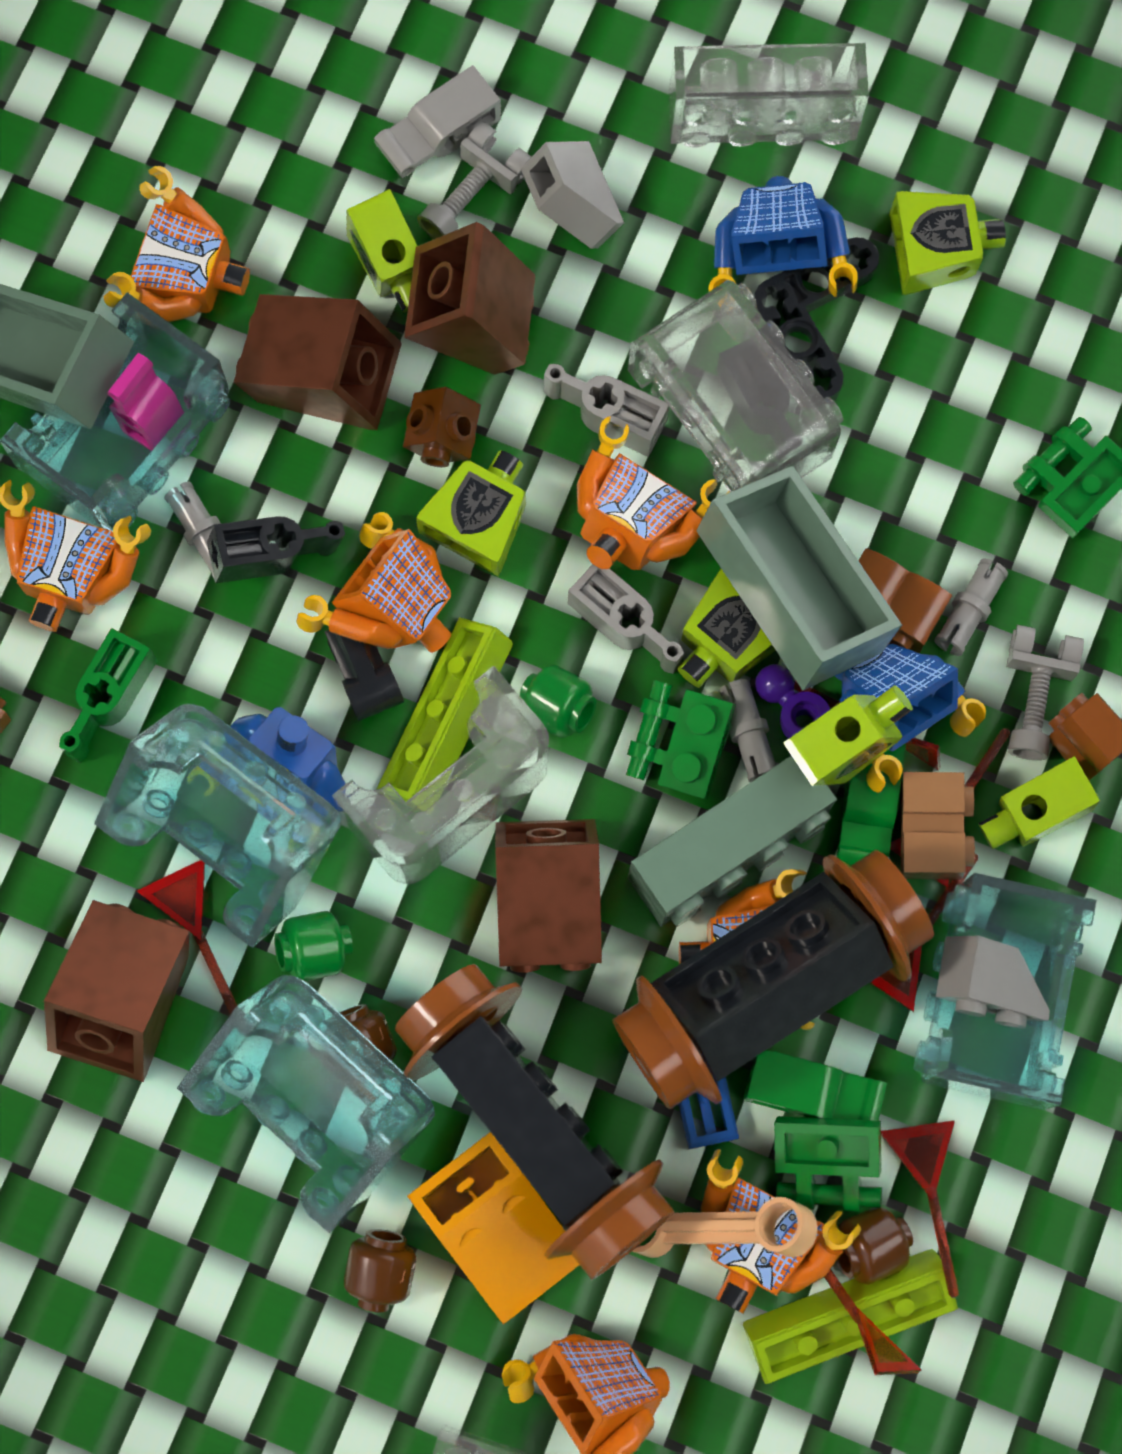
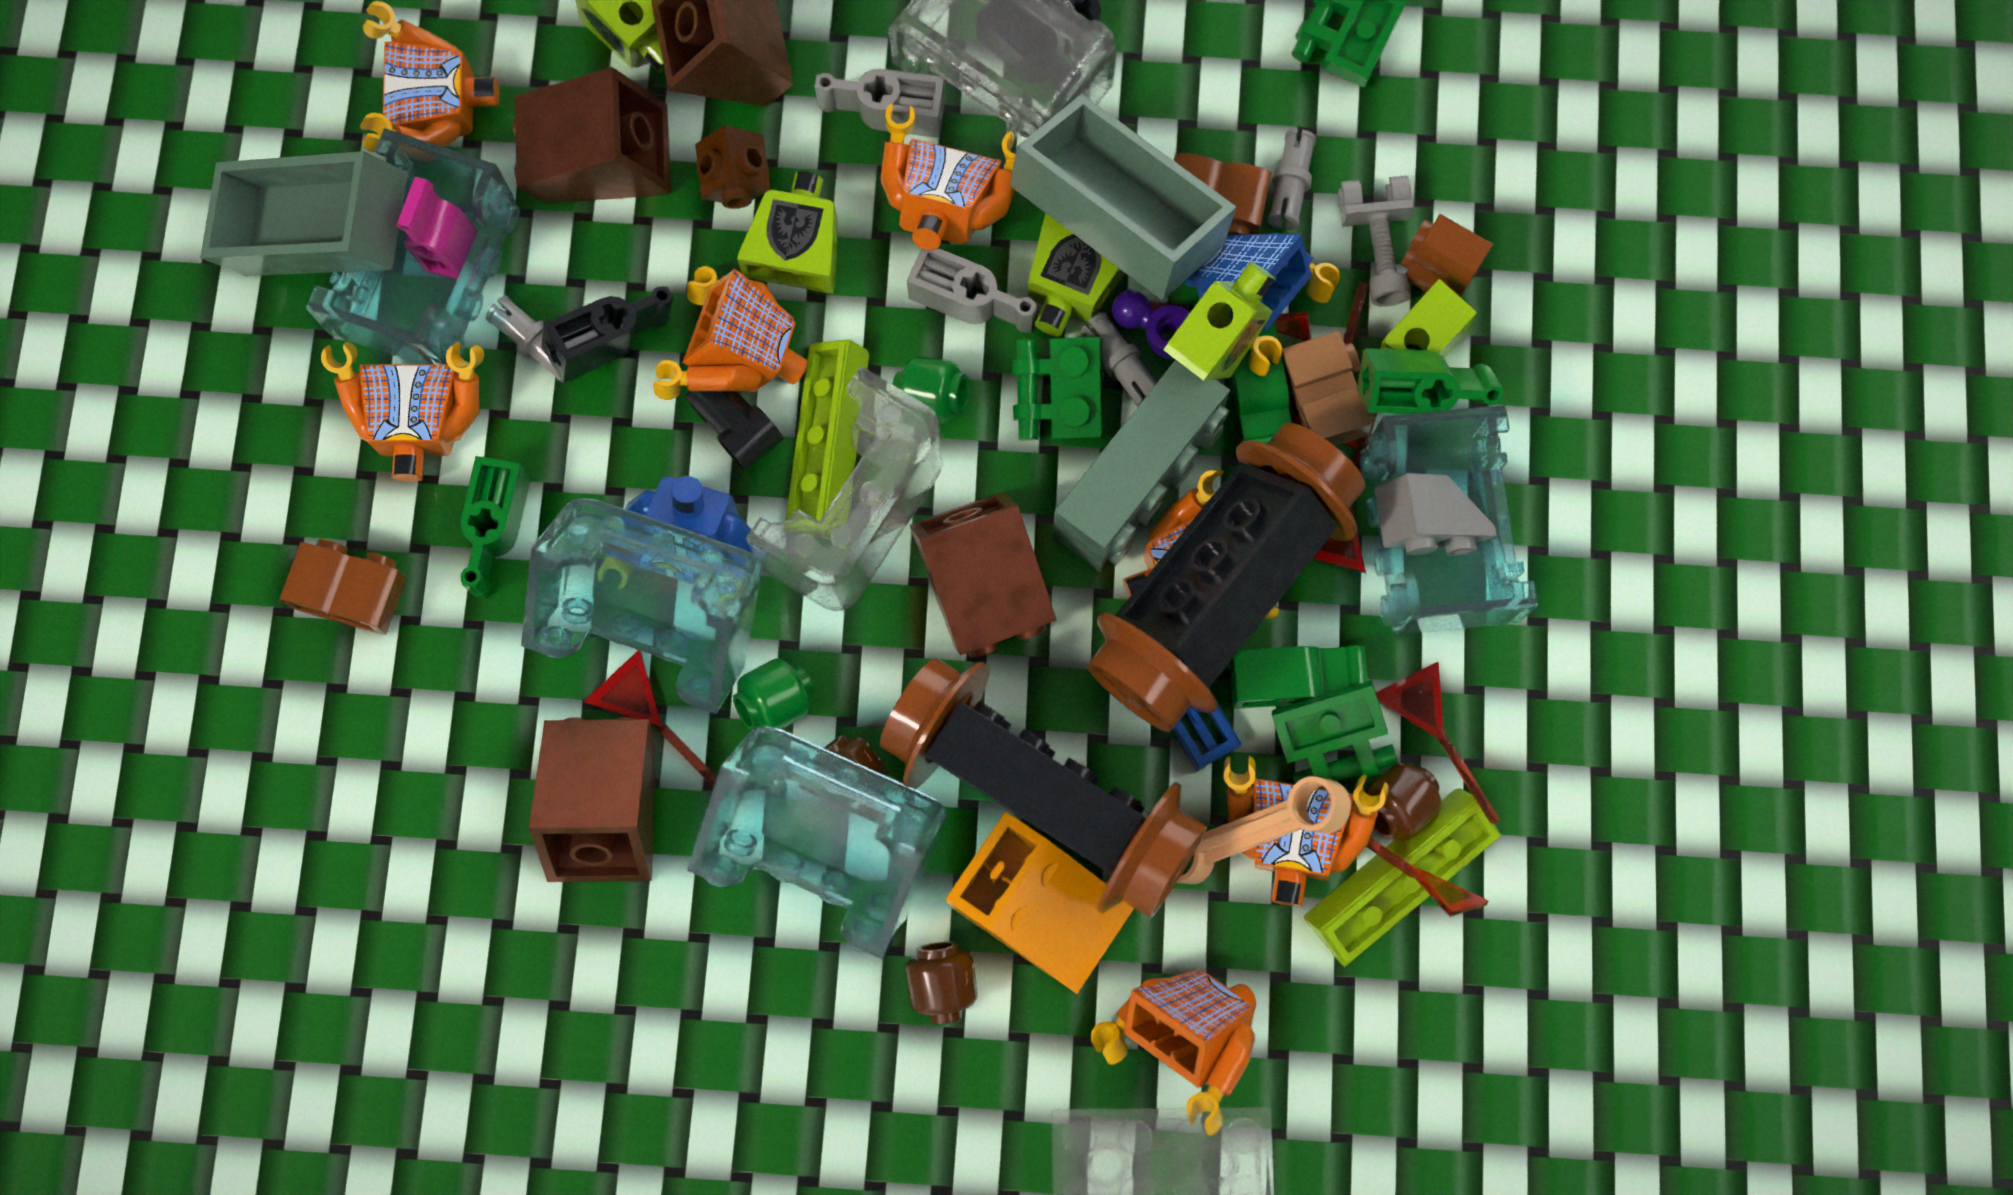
camera: 15 degrees left, 0 degrees up
(1024, 851) = (1420, 382): none -> green piece

